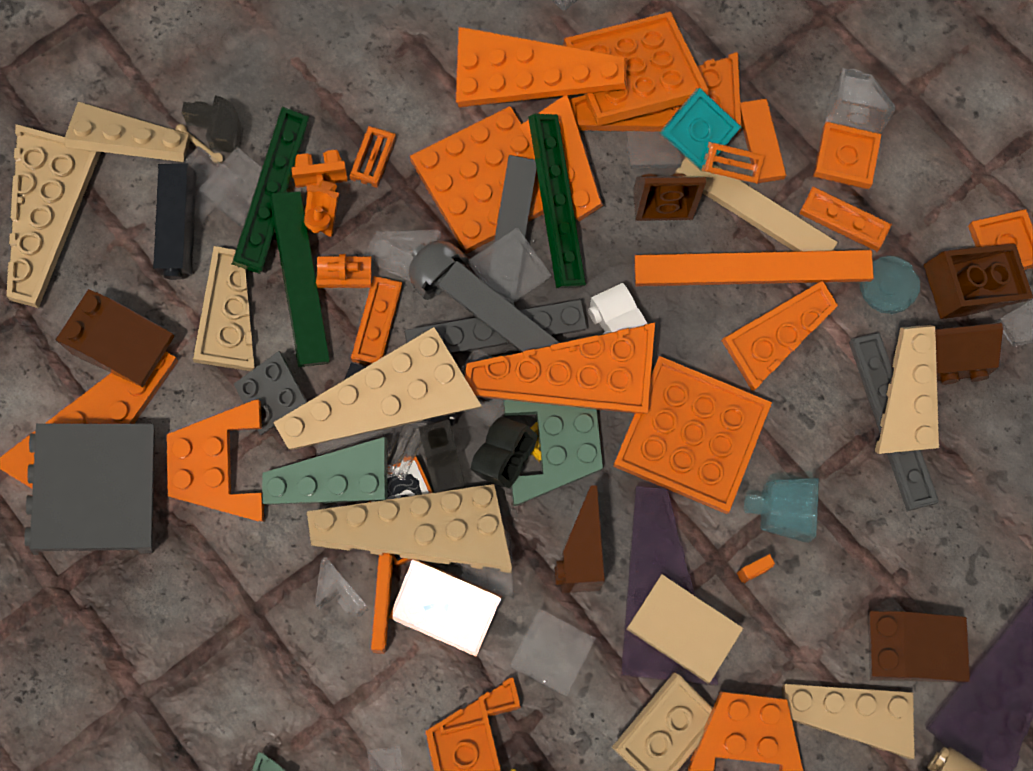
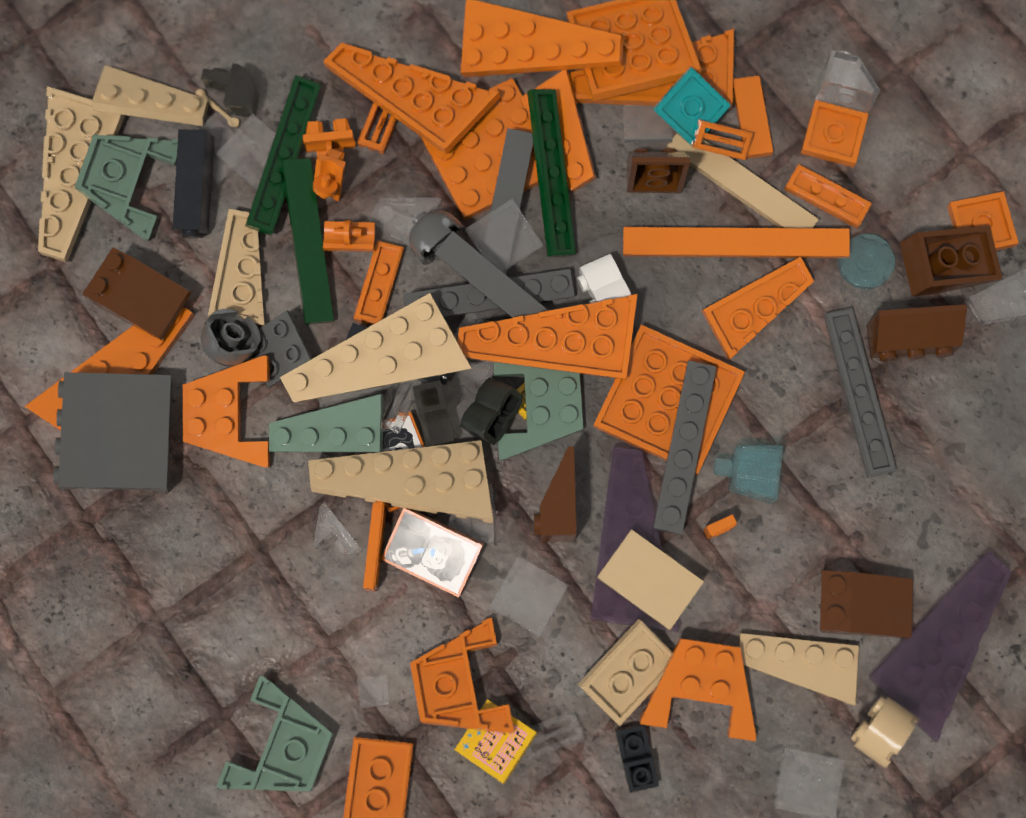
camera: 10 degrees right, 5 degrees up
(87, 212) = (112, 174): none -> sand green wing
(217, 382) = (229, 337): none -> dark grey cylinder
(409, 125) = (416, 96): none -> orange wing
(713, 486) = (684, 448): none -> dark grey plate
(912, 401) = (876, 374): tan wing -> none

